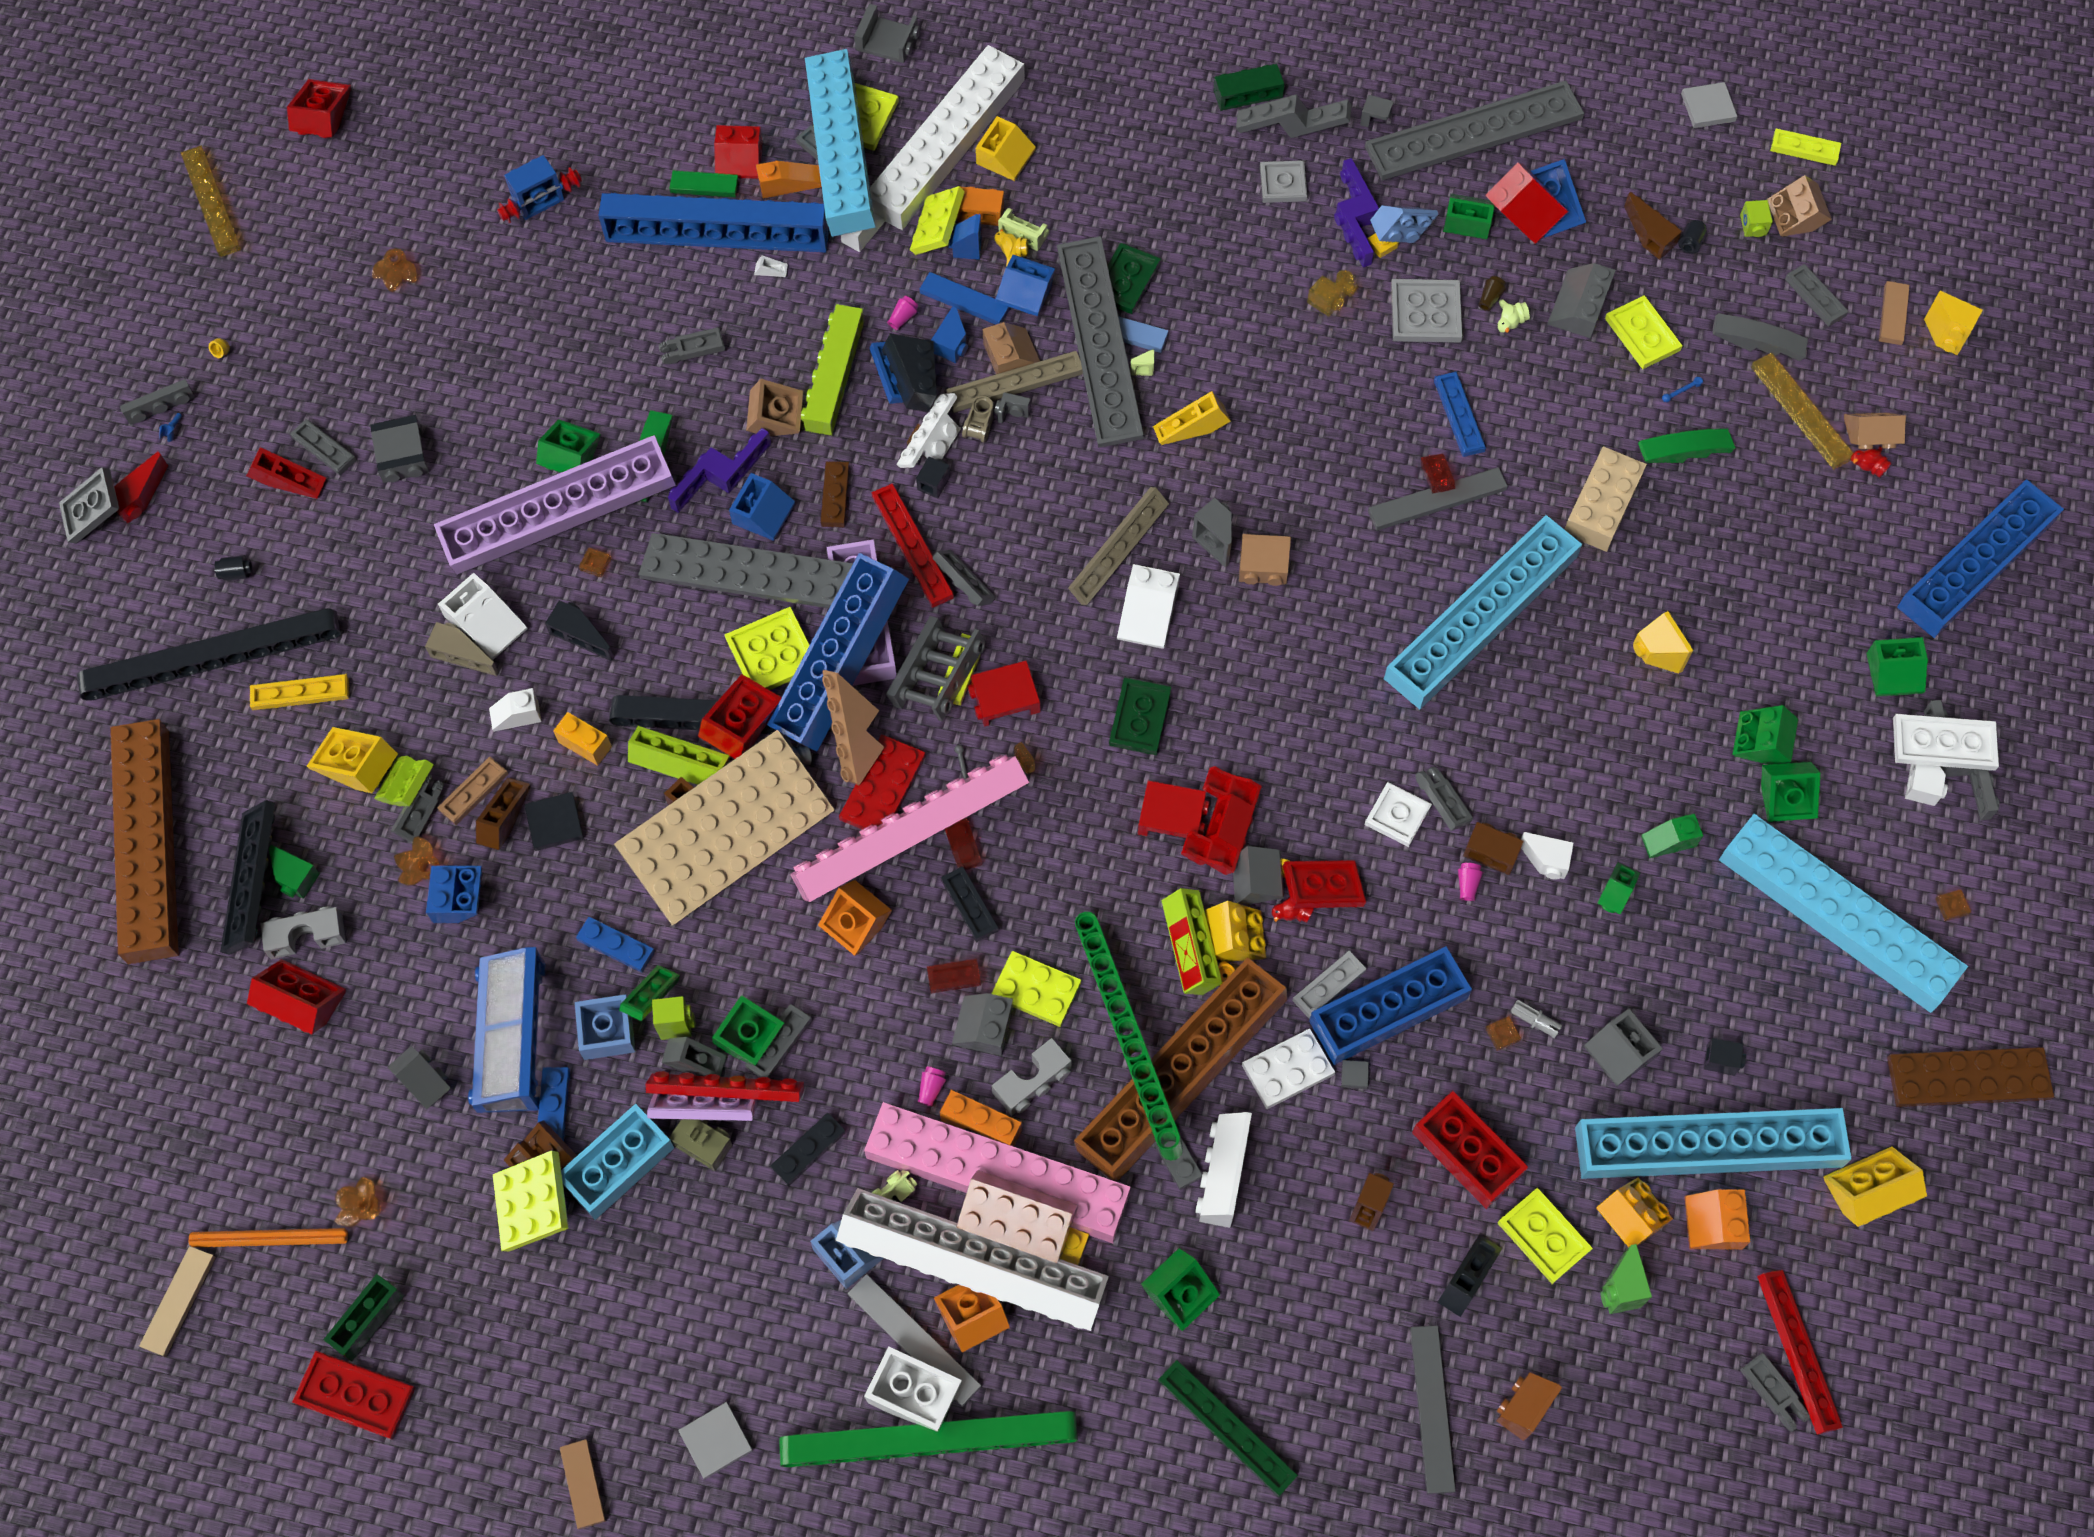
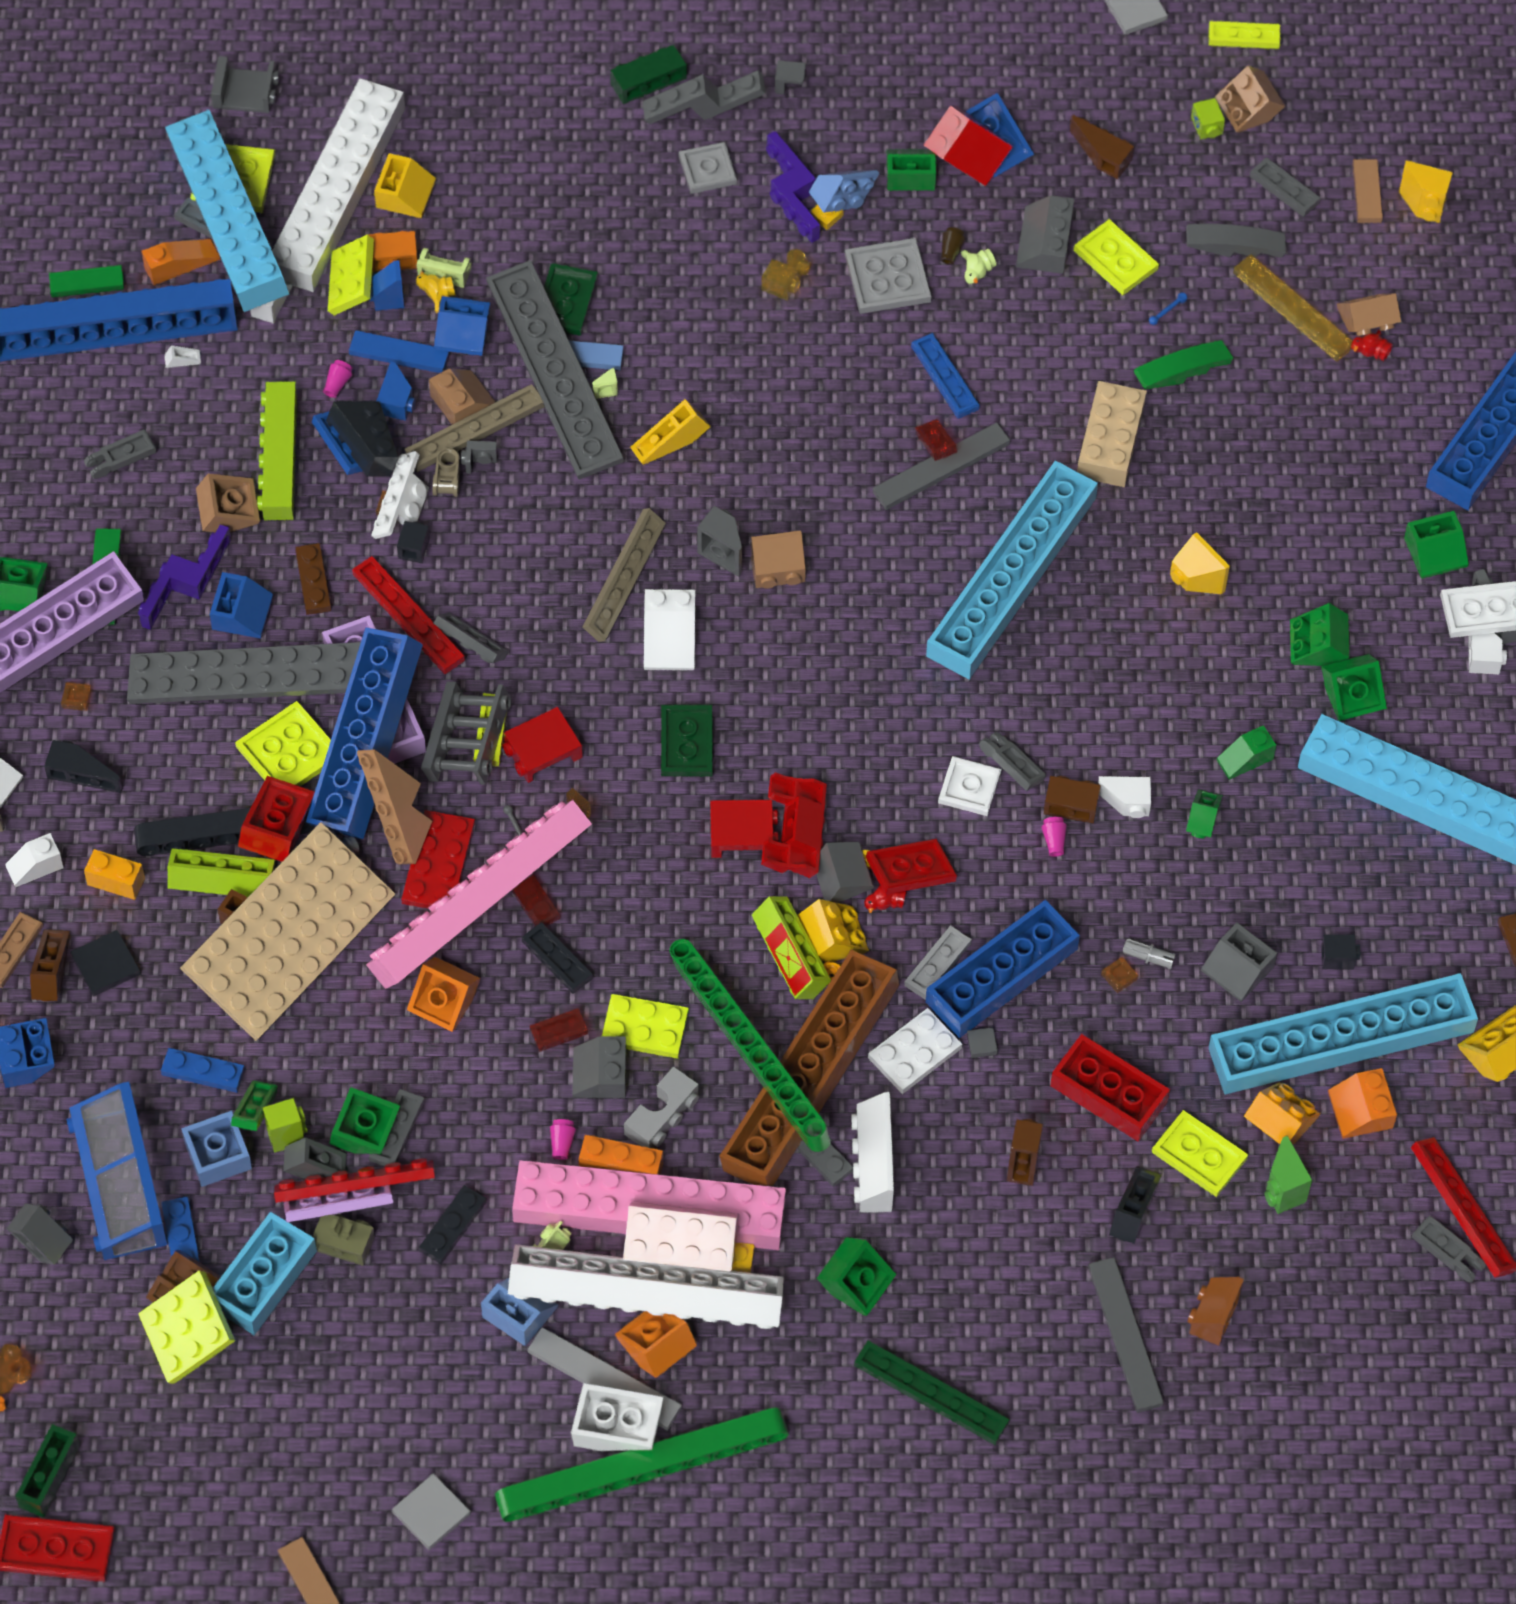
camera: 15 degrees left, 5 degrees down
(738, 150) = (115, 239): red slope -> none
(1474, 130) = (896, 78): dark grey plate -> none
(1692, 237) = (1146, 149): black brick -> none

